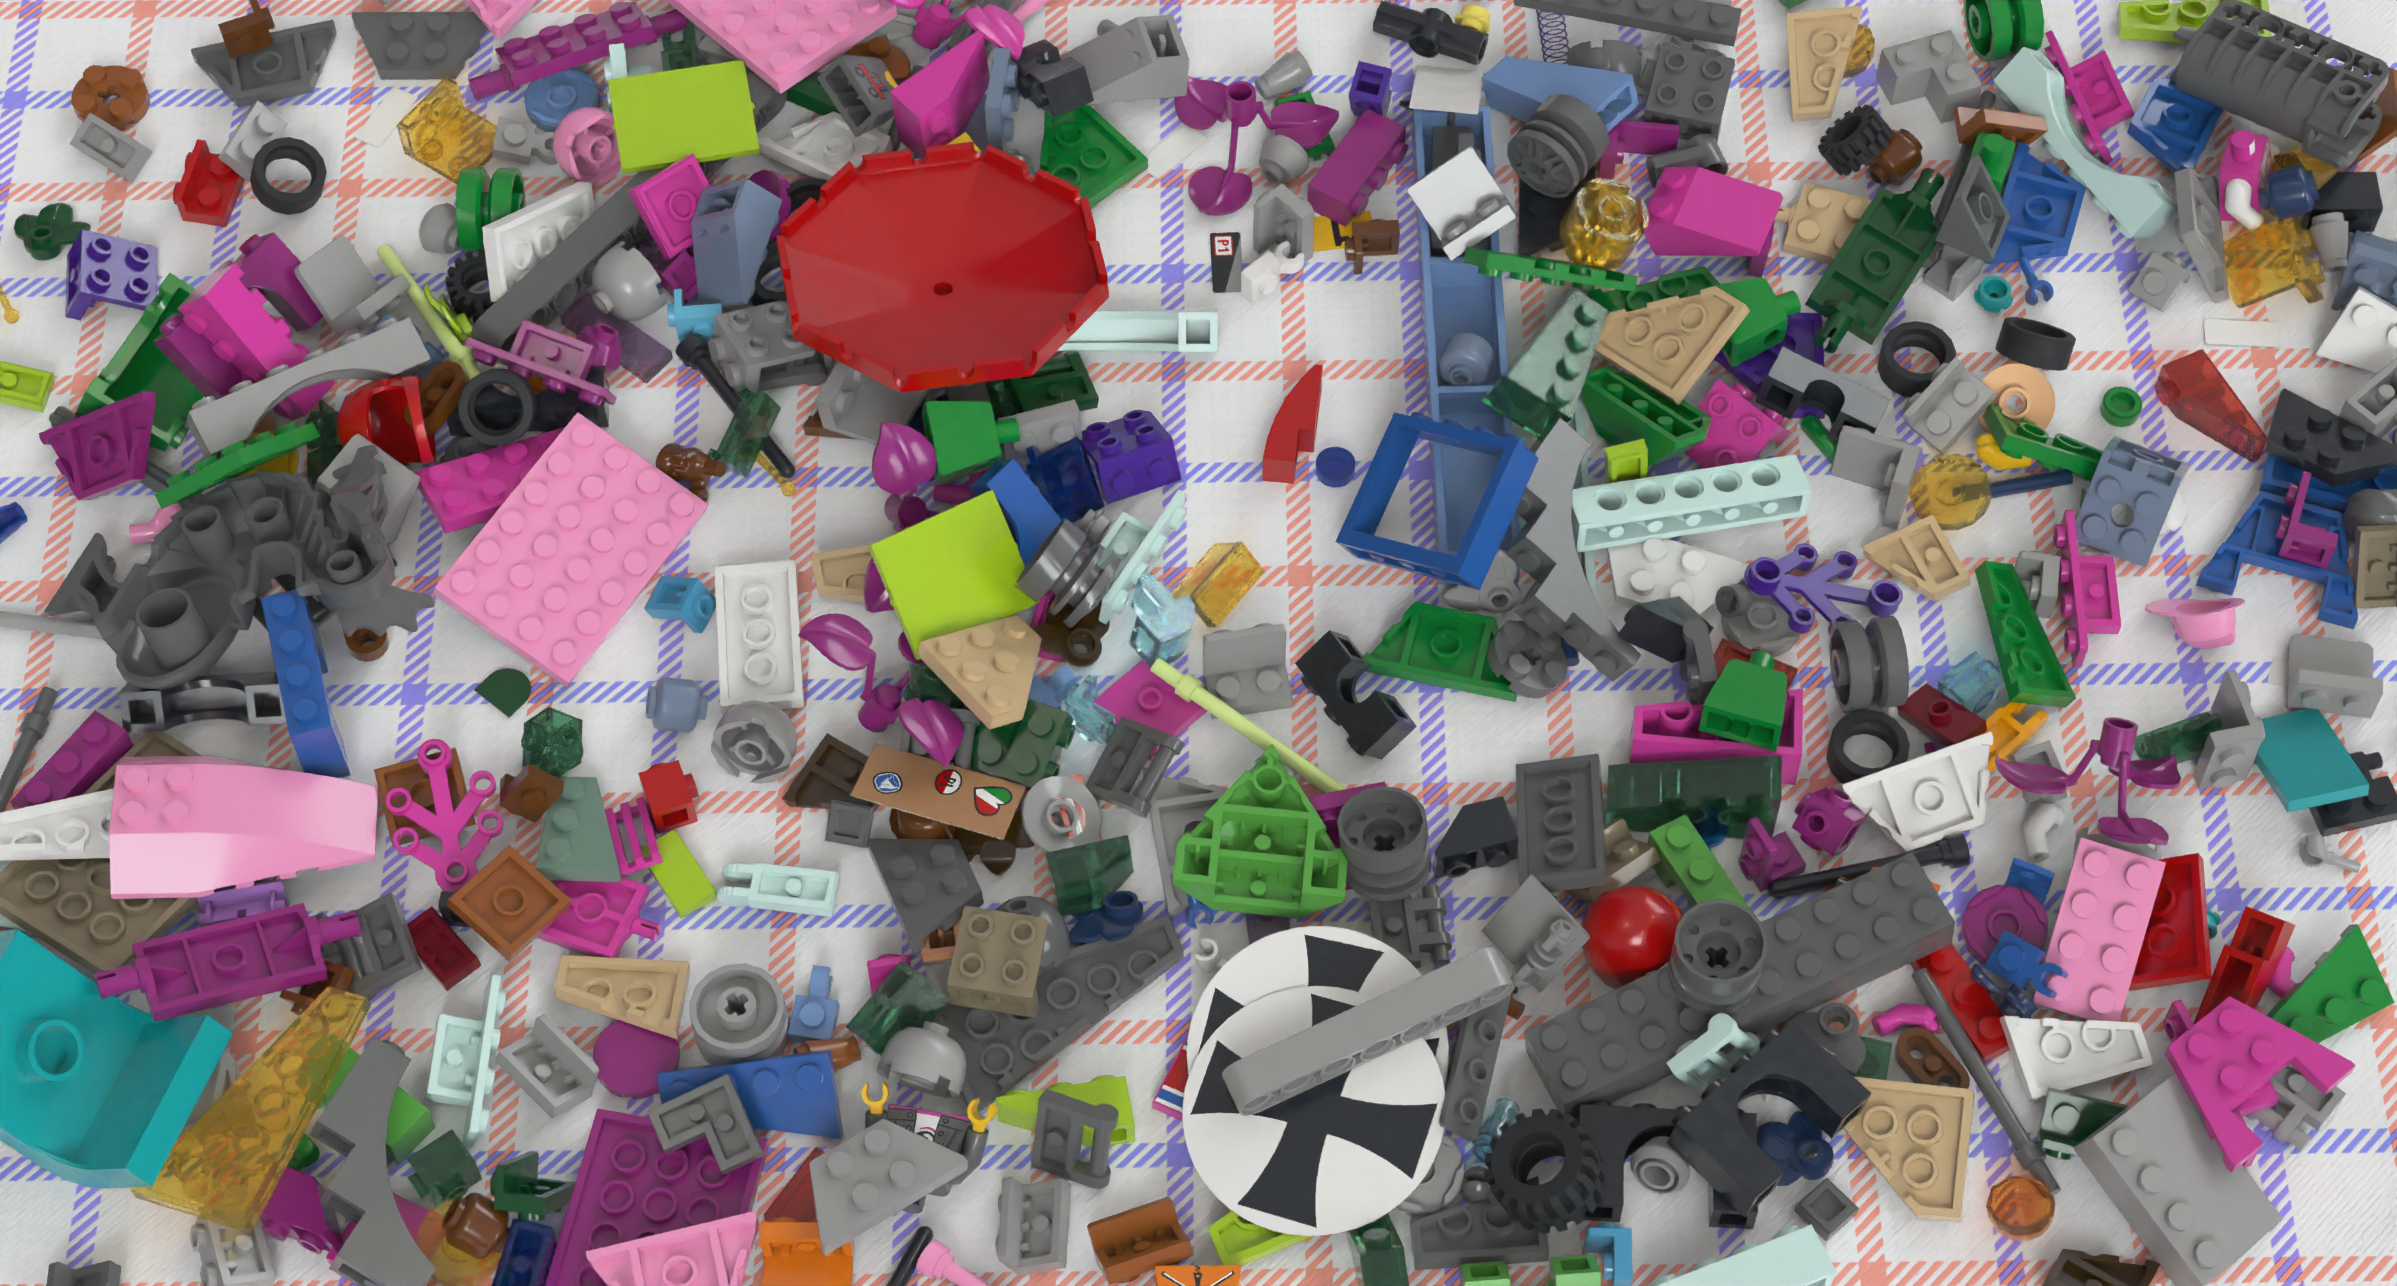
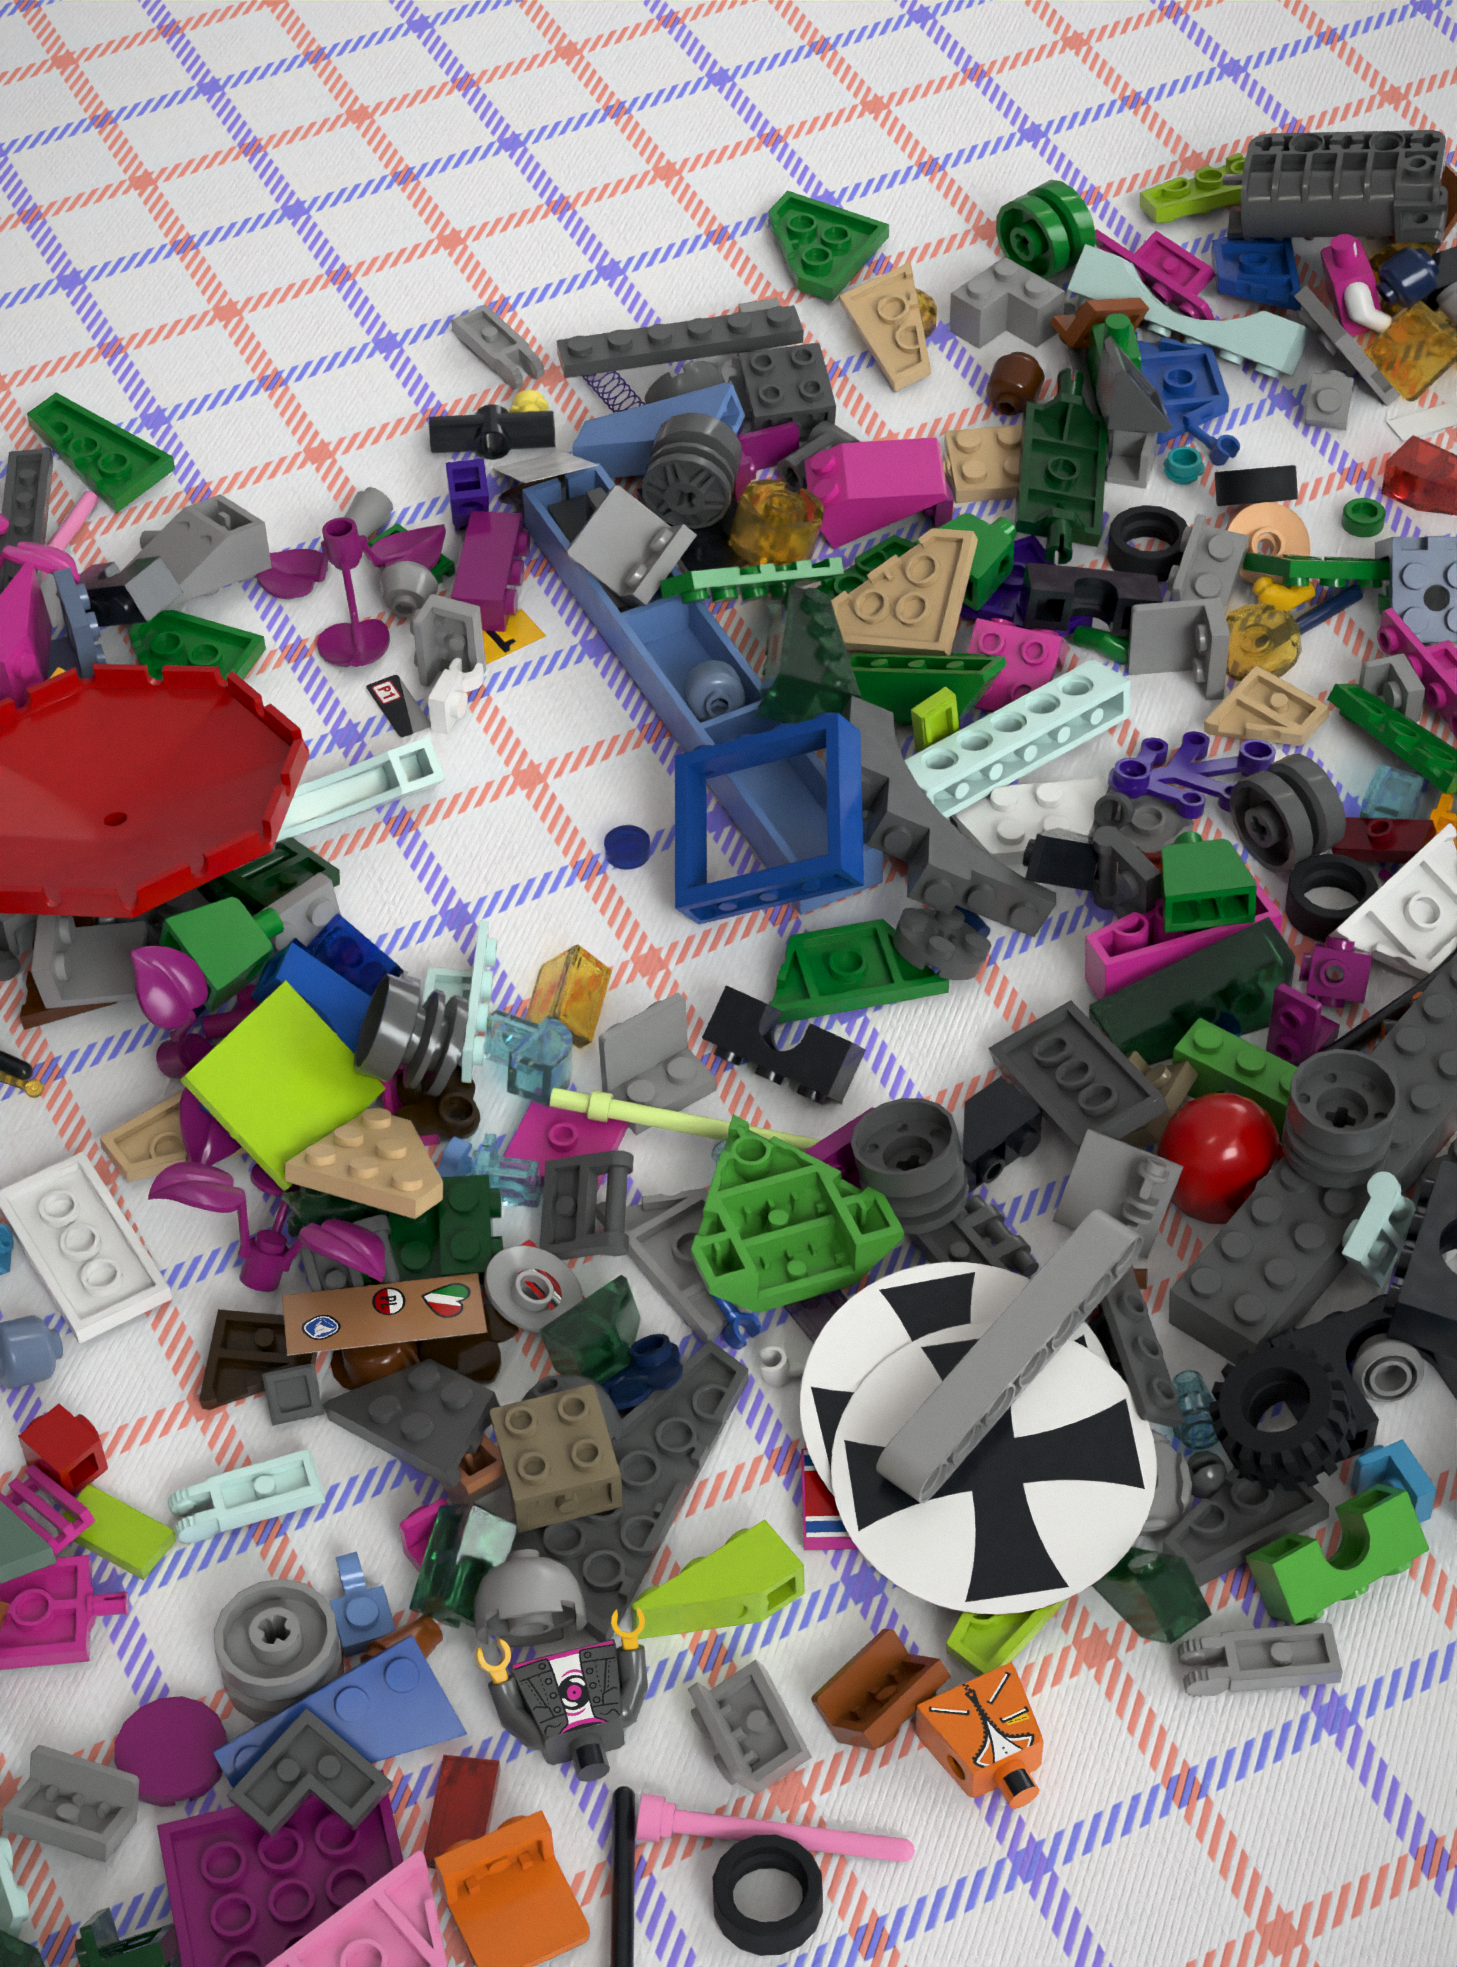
camera: 25 degrees left, 10 degrees down
(626, 989) = (122, 1679): tan wing -> none
(755, 741) = (139, 1351): light grey cylinder -> none
(875, 1178) = (544, 1749): light grey wing -> none
(1060, 1138) = (727, 1610): dark grey plate -> none
(1131, 455) = (407, 911): dark purple bracket -> none
(1173, 150) = (284, 625): white sticker -> none
(1293, 428) = (566, 826): red slope -> none
(1371, 239) = (544, 628): reddish brown bracket -> none
(1498, 580) = (854, 904): light grey plate -> none
(1855, 140) = (972, 377): black tyre -> none

